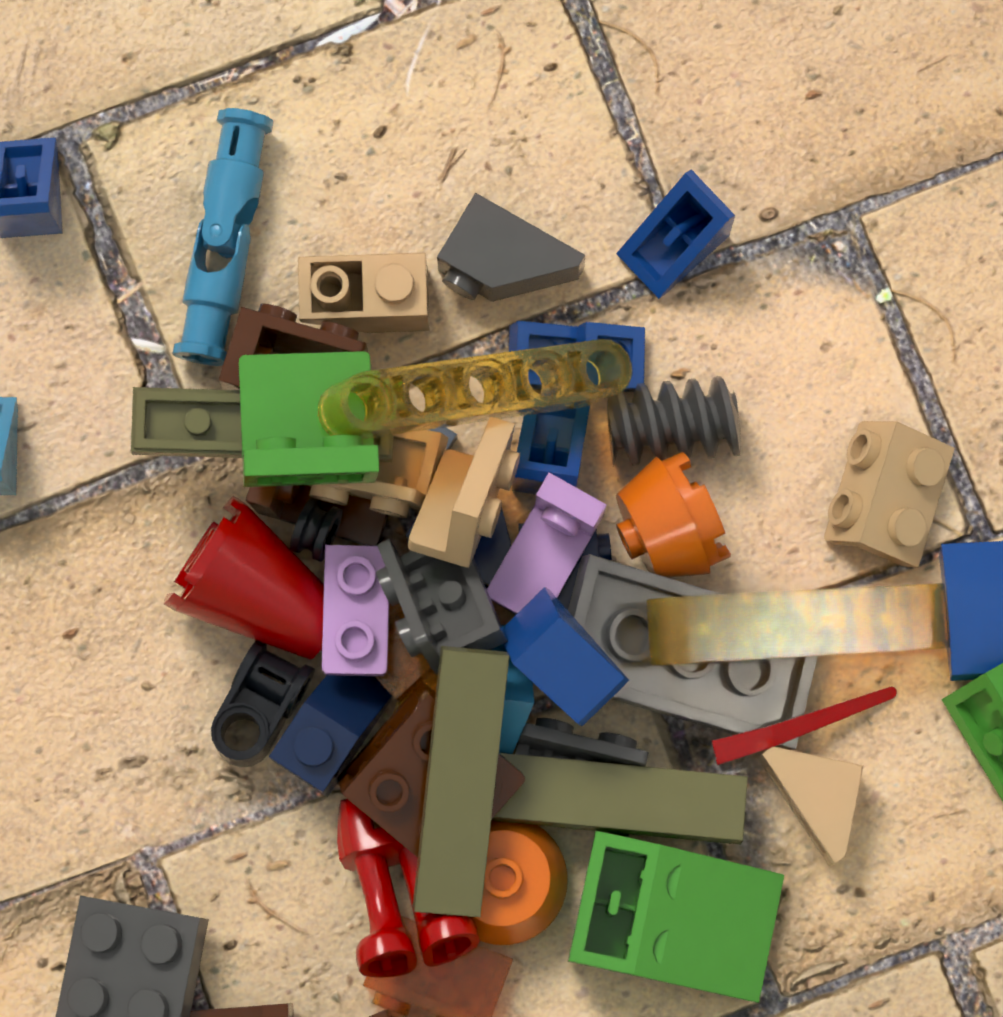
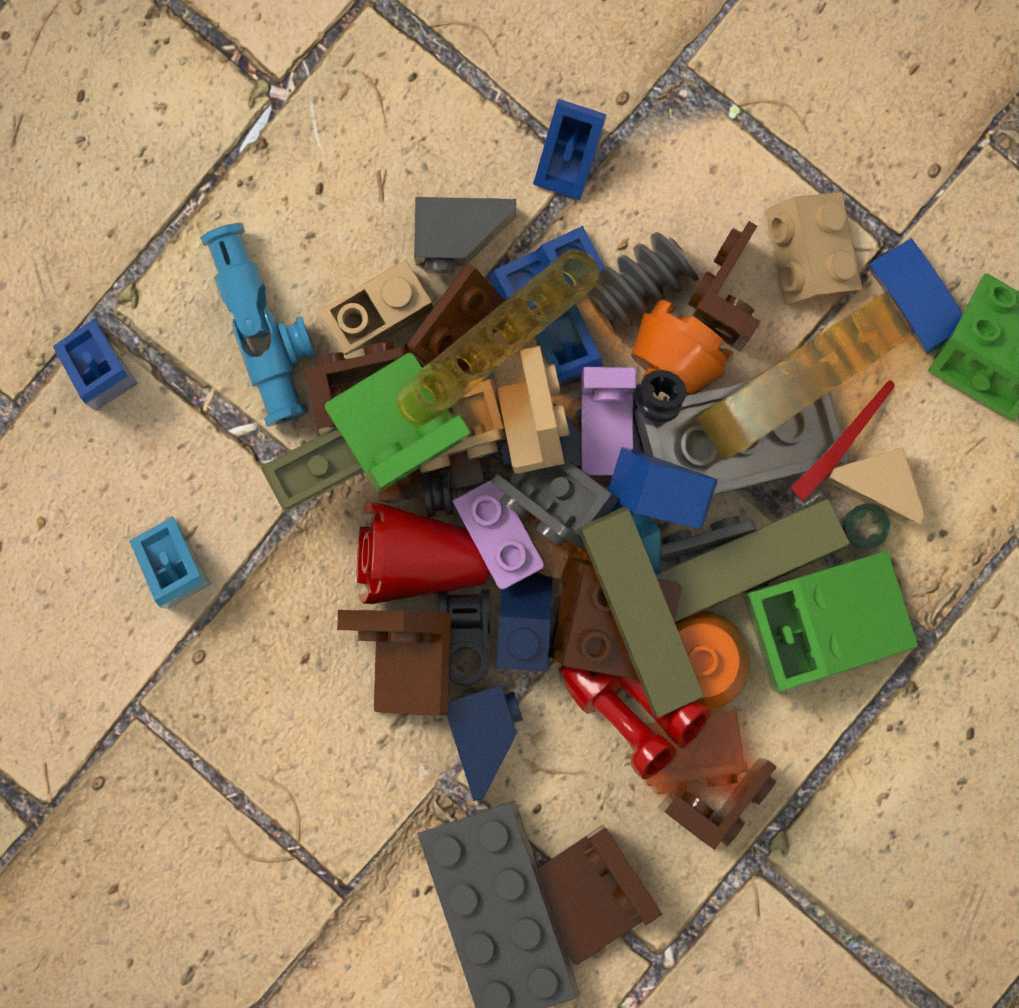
camera: 35 degrees left, 5 degrees up
(182, 691) = (408, 658): none -> reddish brown bracket
(215, 825) = (483, 734): none -> dark blue slope
(259, 279) = (297, 340): none -> dark azure bush
(450, 333) = (456, 312): none -> reddish brown bracket
(626, 539) = (658, 382): none -> black bush
(750, 513) = (729, 317): none -> reddish brown bracket
(775, 815) = (872, 540): none -> clear green bush

